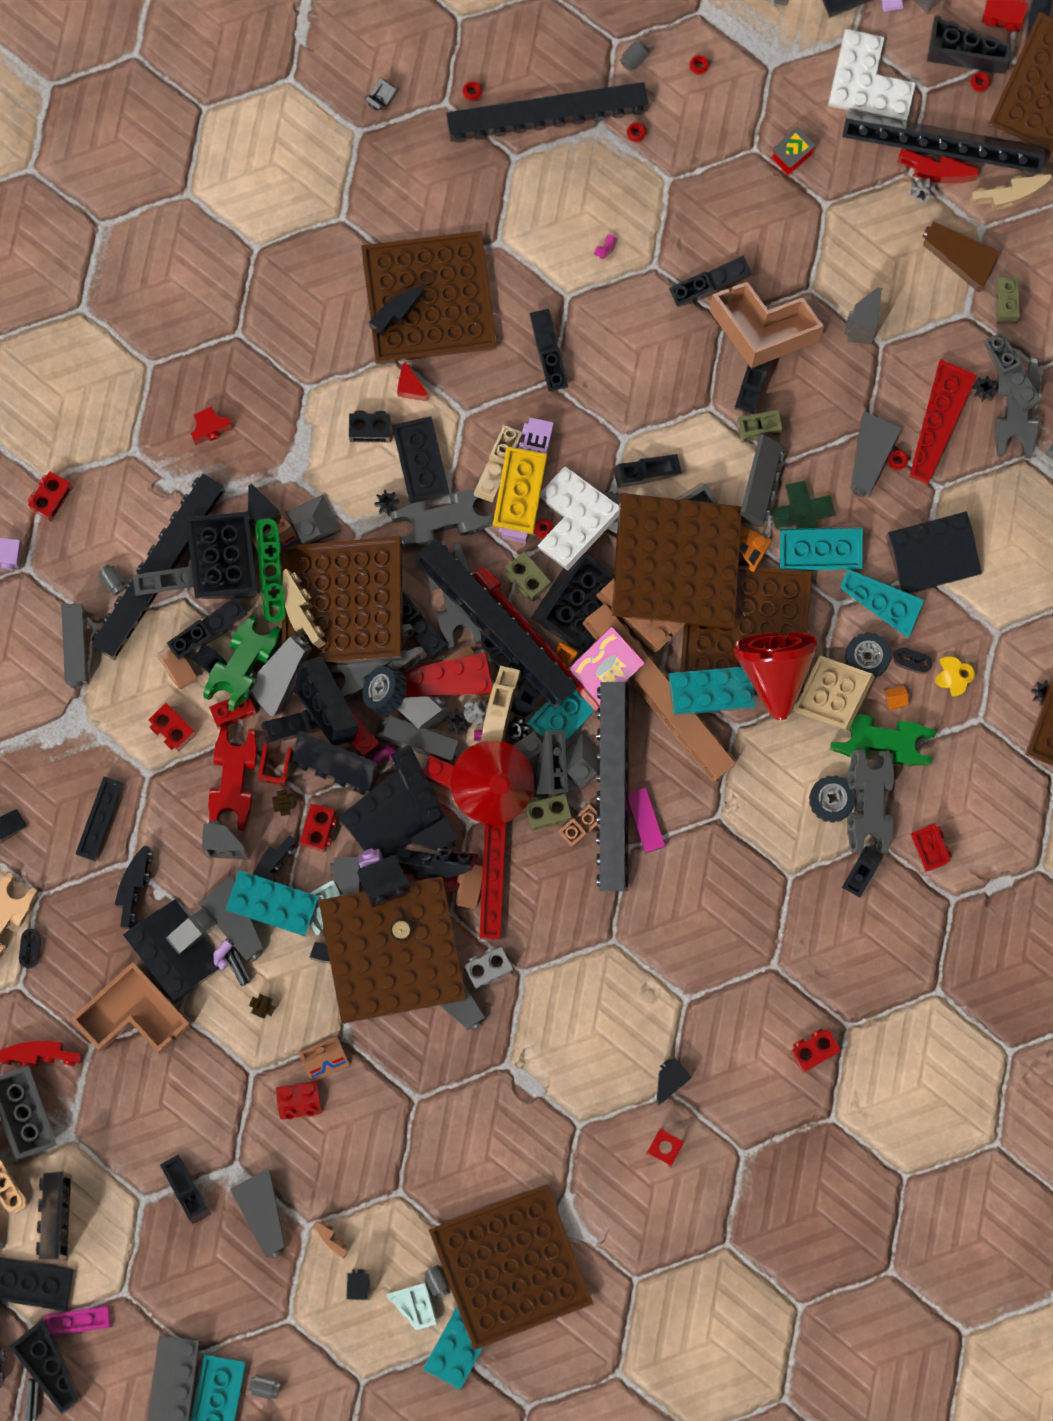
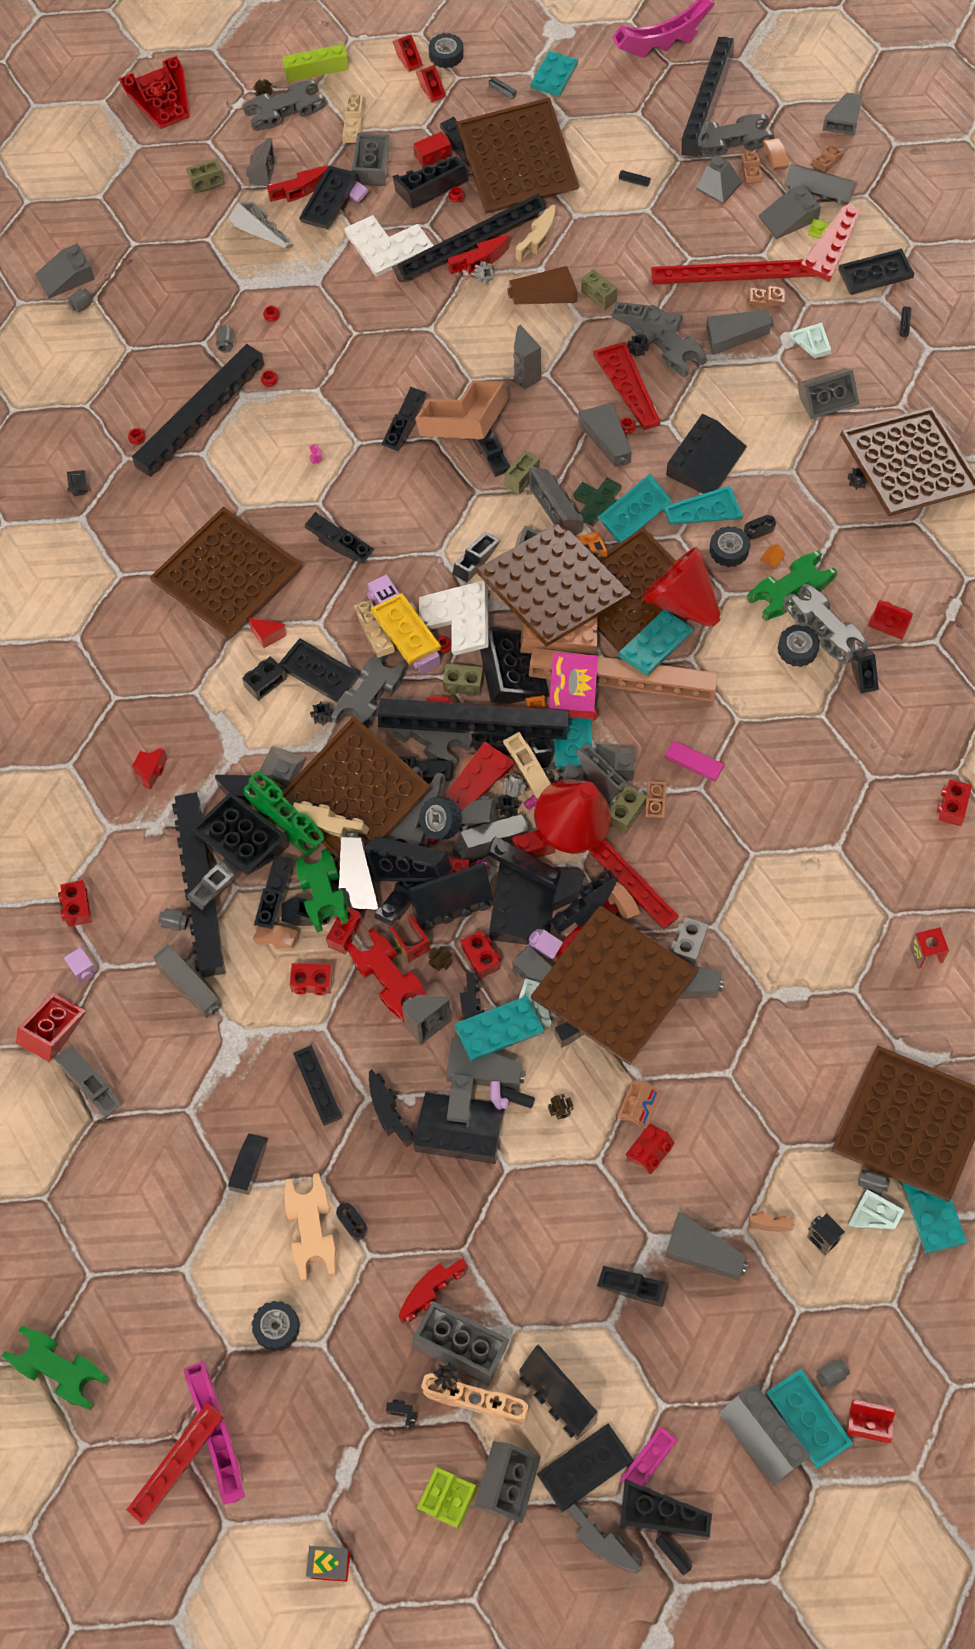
camera: 40 degrees left, 15 degrees down
(128, 1001) = (464, 1186): nougat piece -> none
(383, 881) = (565, 940): black bracket -> none
(396, 310) = (212, 592): black slope -> none
(401, 930) = (609, 961): tile -> none
(613, 785) = (655, 751): black brick -> none
(670, 1079) = (884, 904): black slope -> none
(793, 151) = (381, 312): piece -> none
(834, 693) = (736, 580): tan plate -> none
(951, 675) = (794, 516): yellow plate -> none

